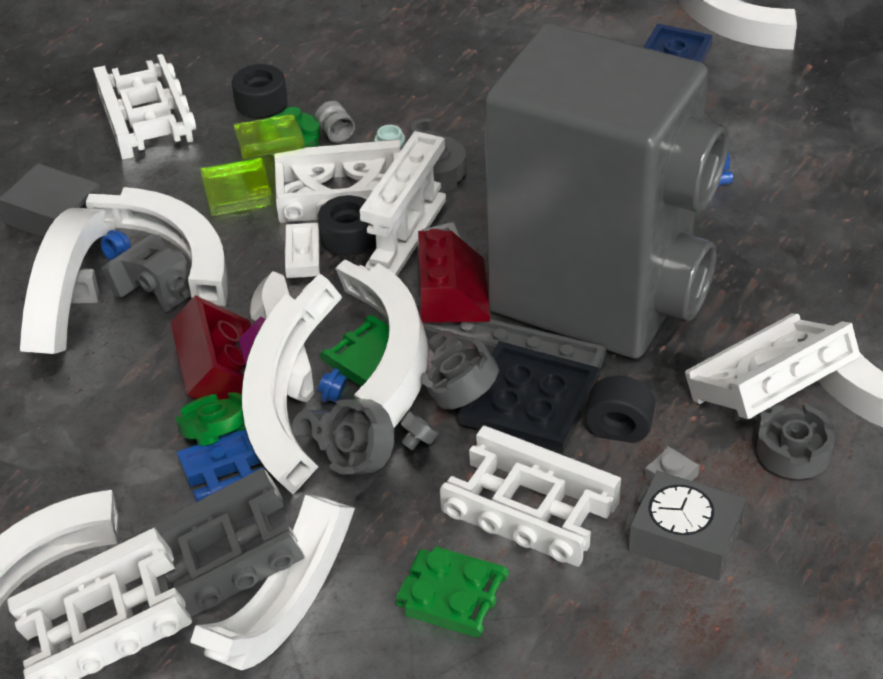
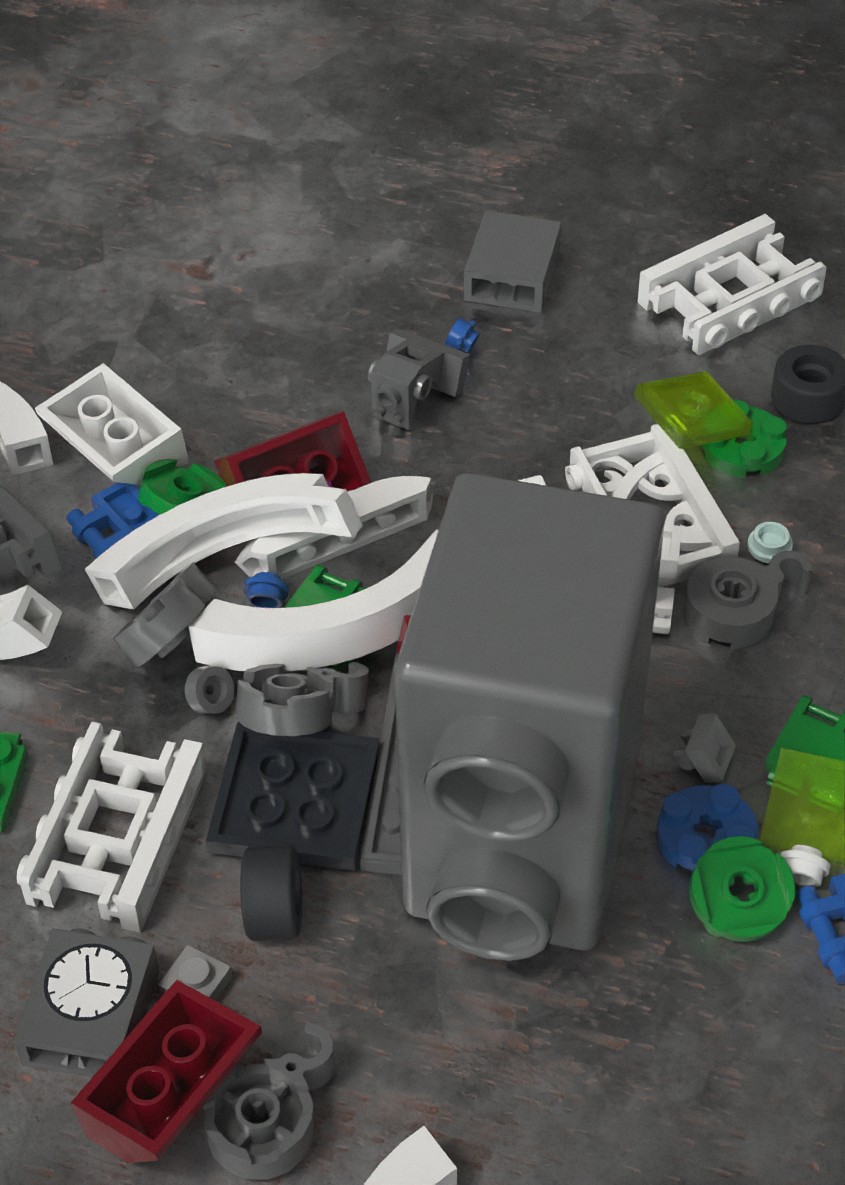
camera: 75 degrees right, 5 degrees up
(55, 276) = (375, 281): white arch -> none
(85, 287) = (378, 323): light grey plate -> none
(123, 442) = (113, 426): none -> white slope
(178, 224) = (487, 405): white arch -> none
(236, 186) = (607, 411): clear neon green tile -> none
(335, 121) = (772, 477): light grey wheel -> none
(771, 469) = (162, 1074): none -> dark red slope
(772, 364) = (387, 1105): white fence -> none

